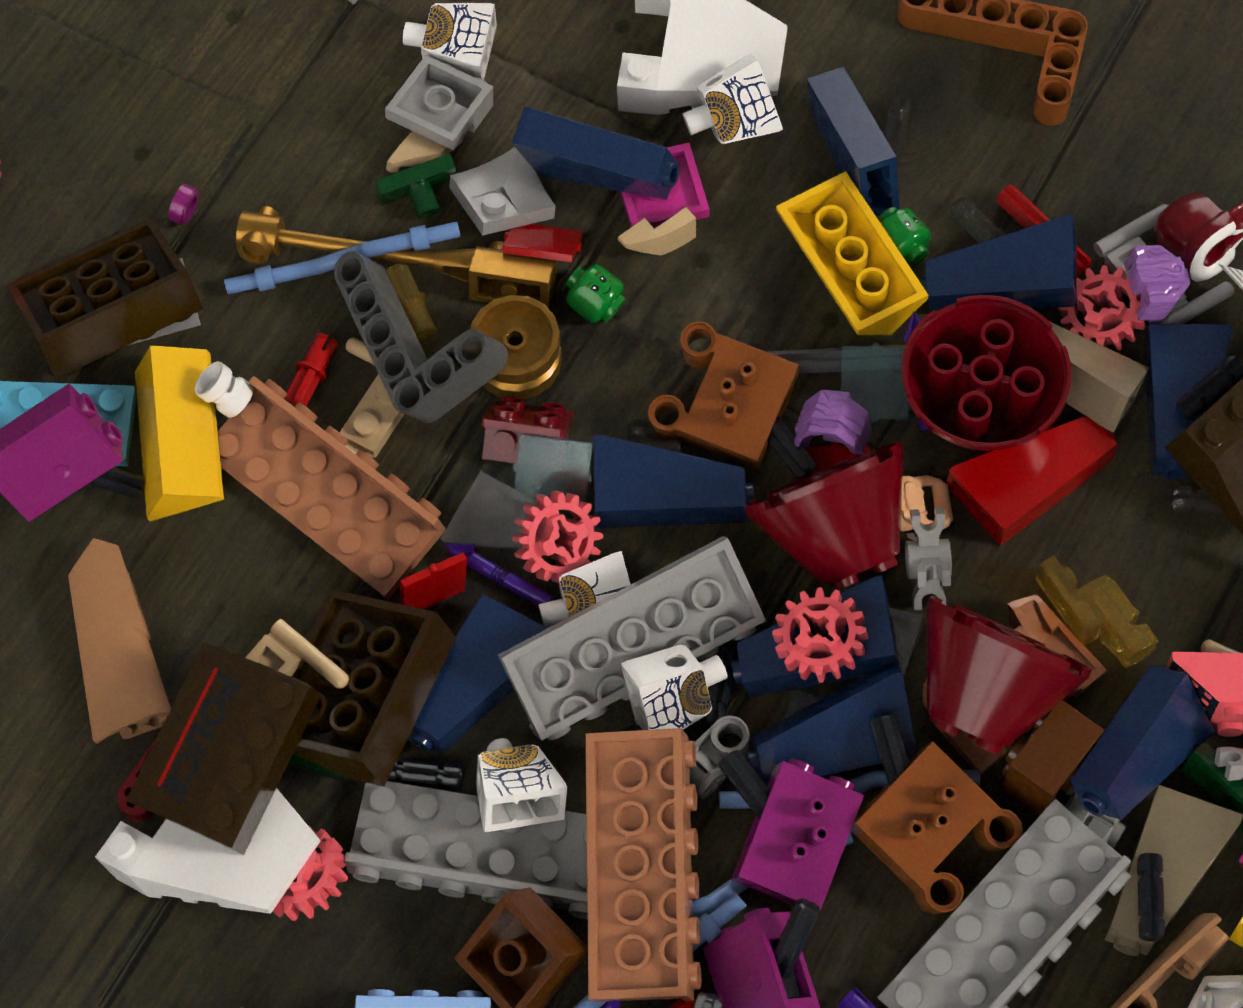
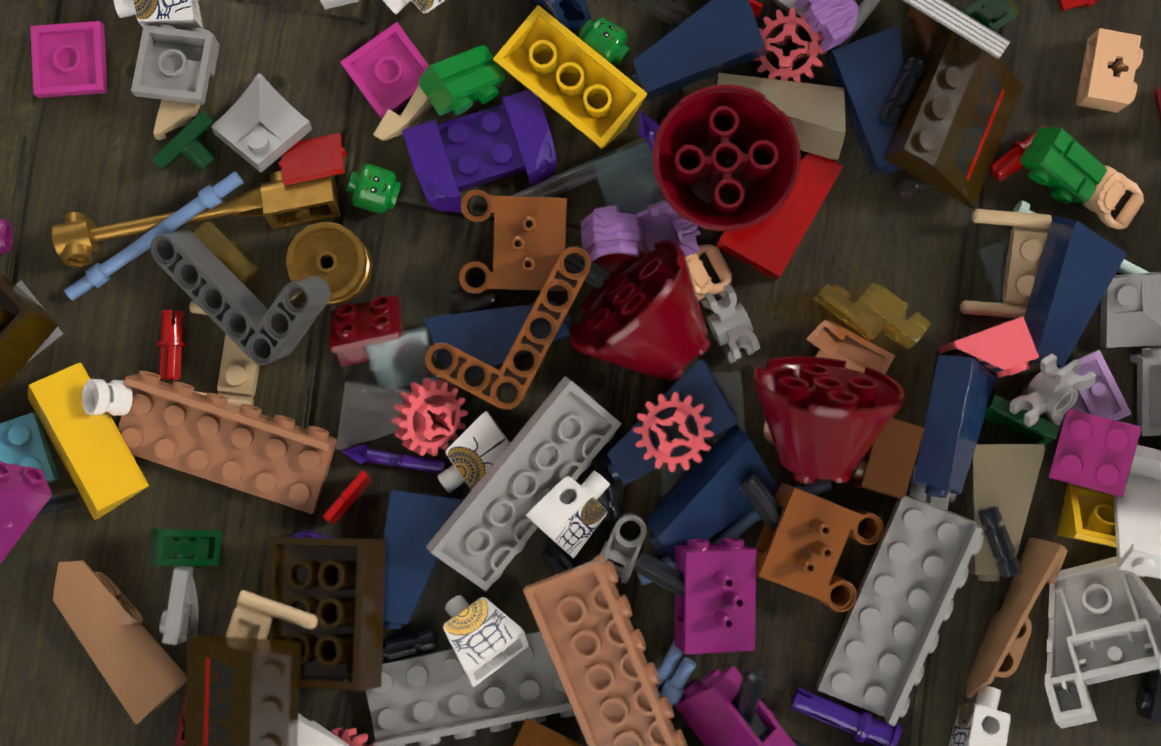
camera: 20 degrees left, 20 degrees up
(204, 623) = (182, 611): none -> light grey plate
(234, 572) = (185, 547): none -> dark green tile
(332, 65) = (69, 59): none -> dark pink plate
(594, 155) = (325, 69): dark blue slope -> none
(690, 489) = (525, 341): none -> dark orange beam
(728, 295) = (481, 149): none -> dark purple piece
(734, 217) = (462, 80): none -> green brick
(902, 425) = (663, 223): none -> medium lavender hair

